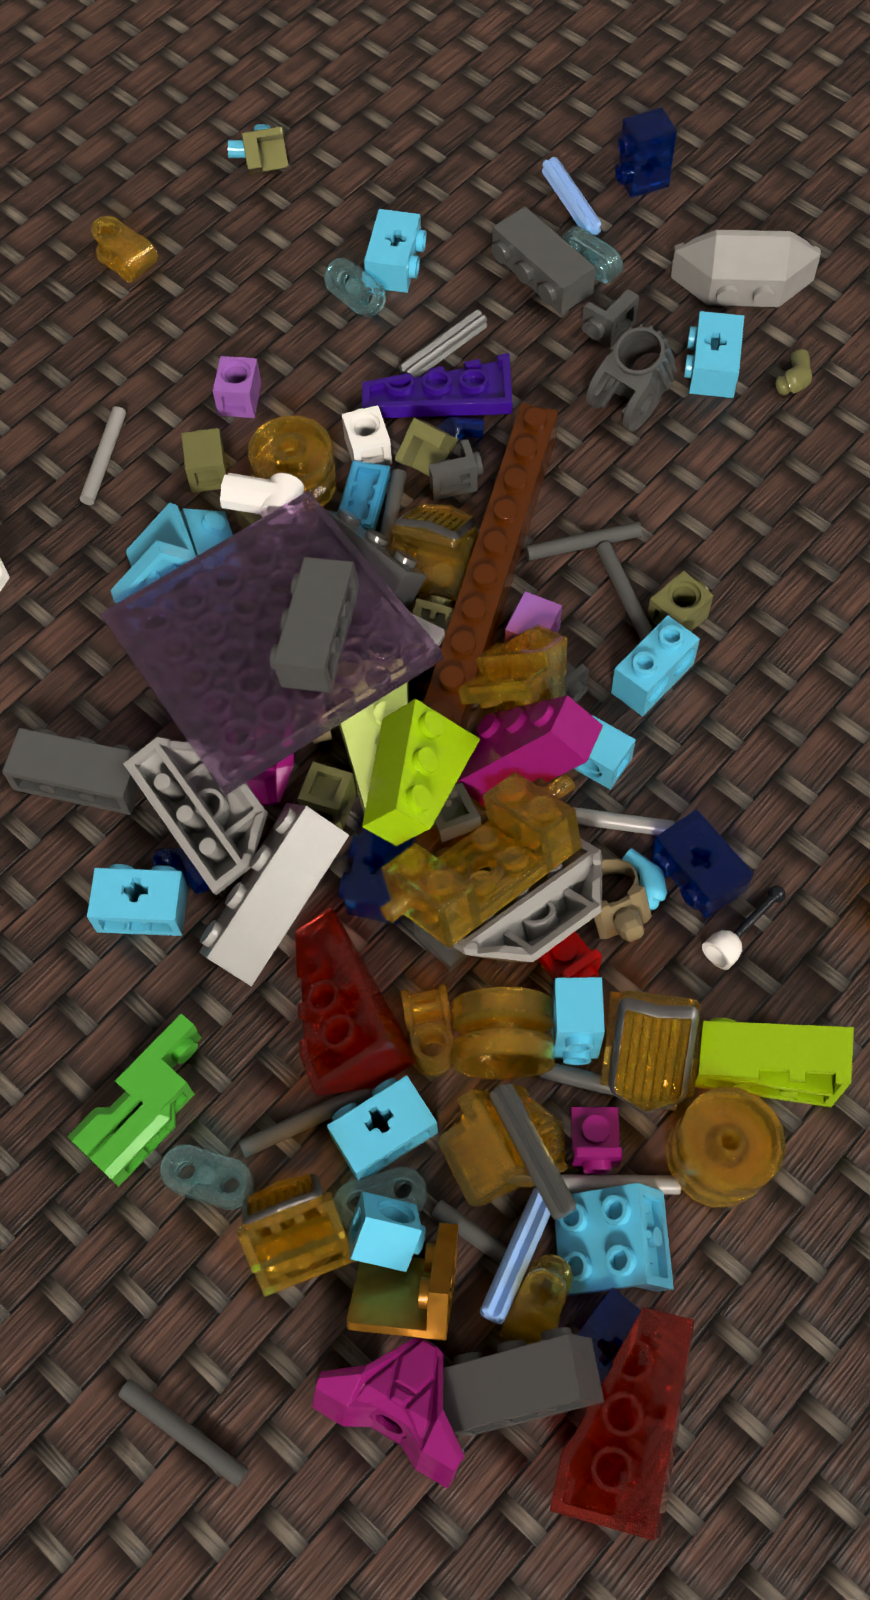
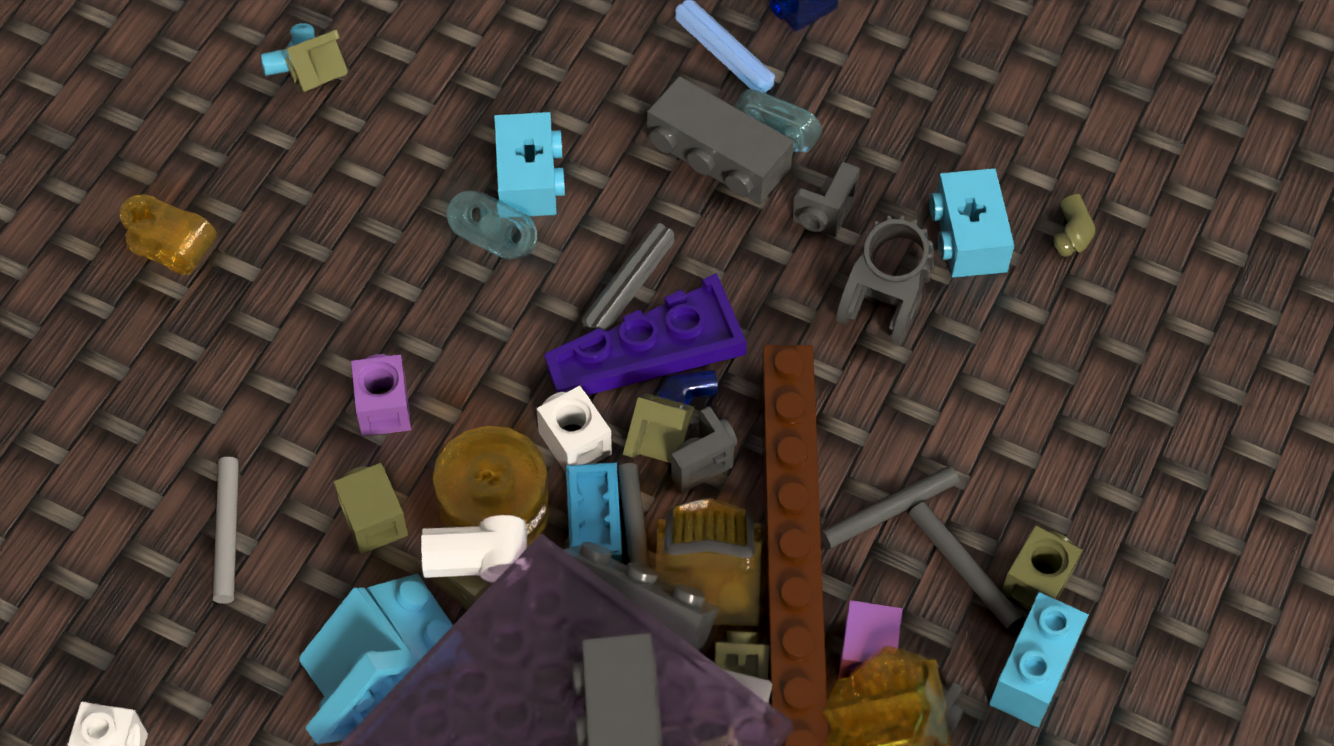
camera: 20 degrees left, 5 degrees down
(745, 267) = (969, 104): light grey wedge -> none

